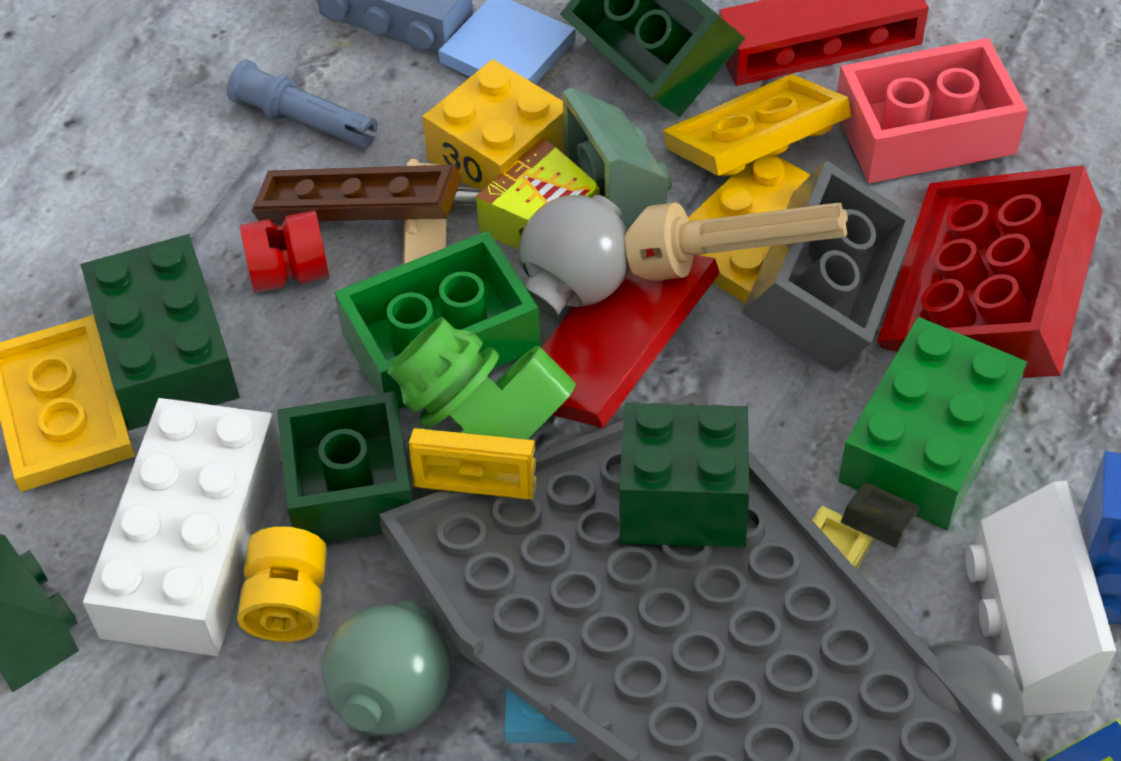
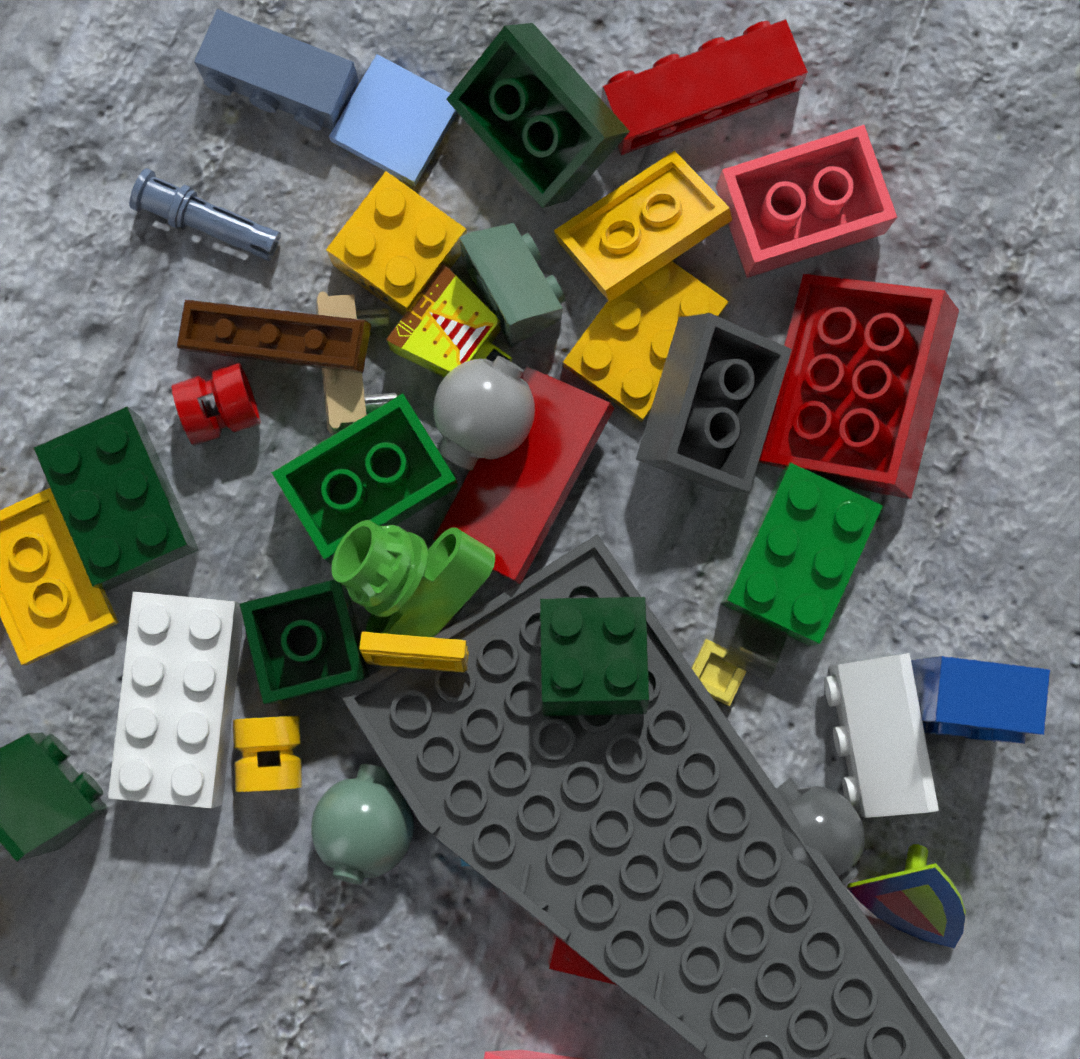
camera: 10 degrees left, 30 degrees up
(677, 240) = (568, 400): tan piece -> none

